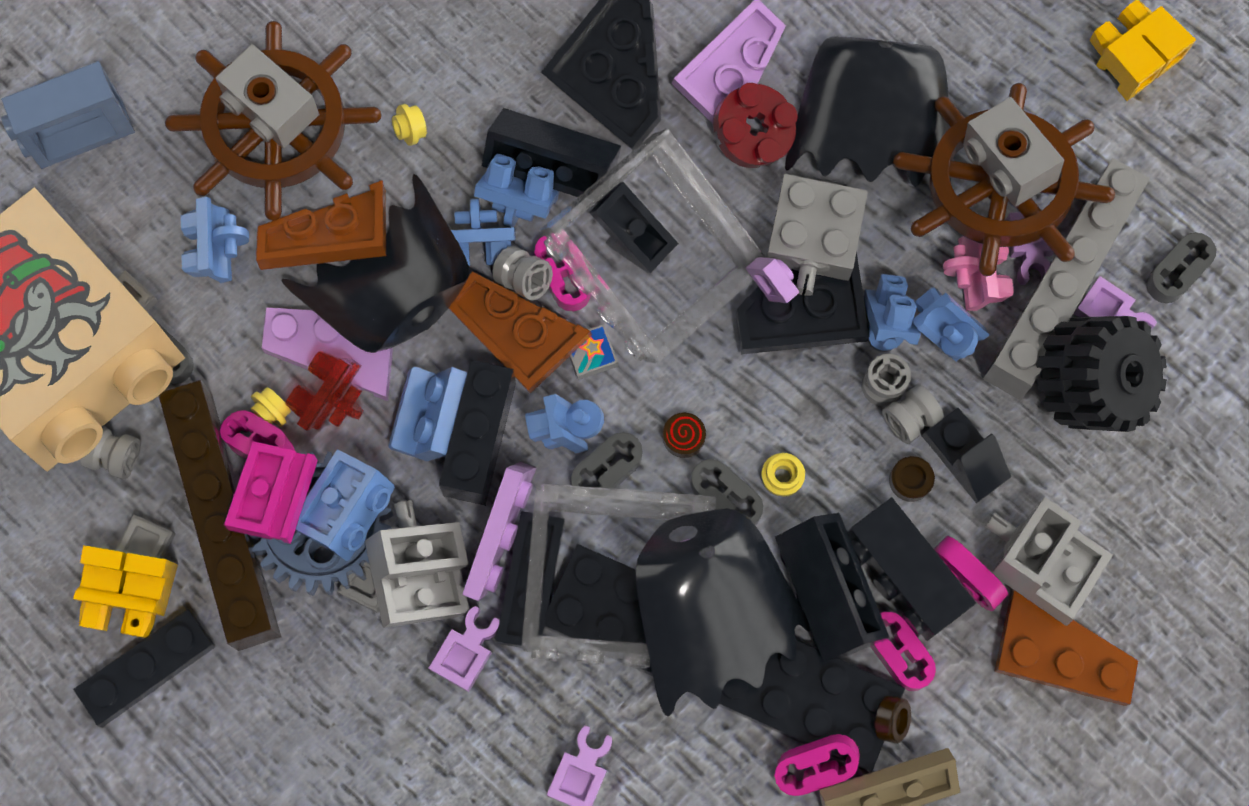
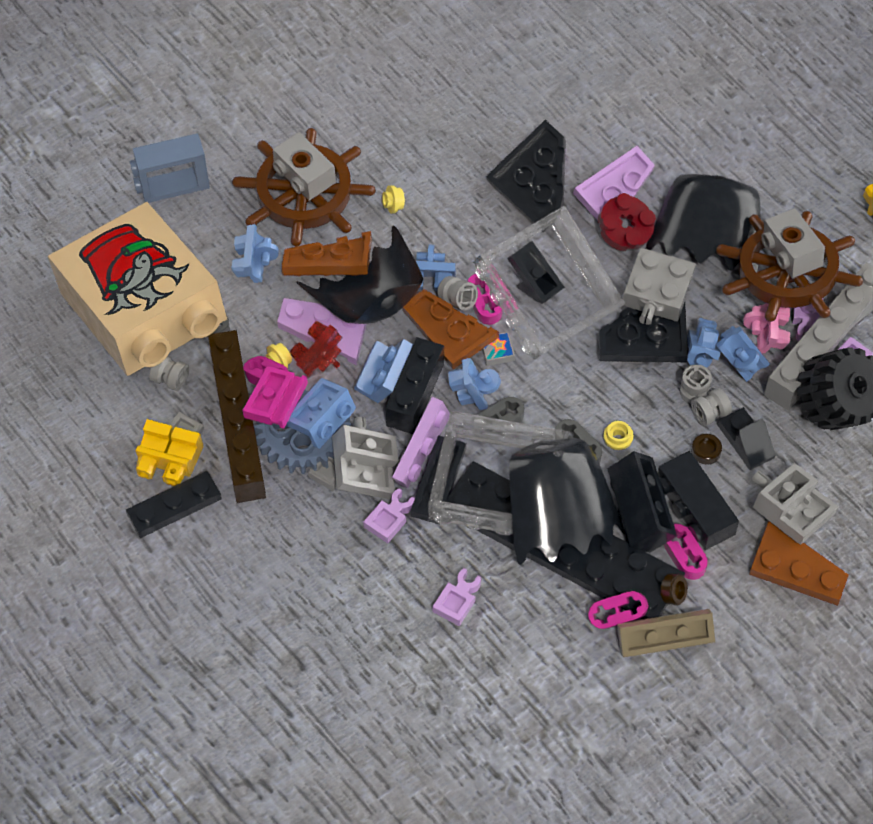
camera: 10 degrees right, 15 degrees down
(514, 195) = (458, 248): medium blue hips -> none
(531, 142) = (481, 222): black brick -> none
(684, 435) = (554, 405): dark brown tile -> none
(773, 279) = (625, 310): lavender plate -> none
(972, 574) = (746, 513): dark pink beam -> none

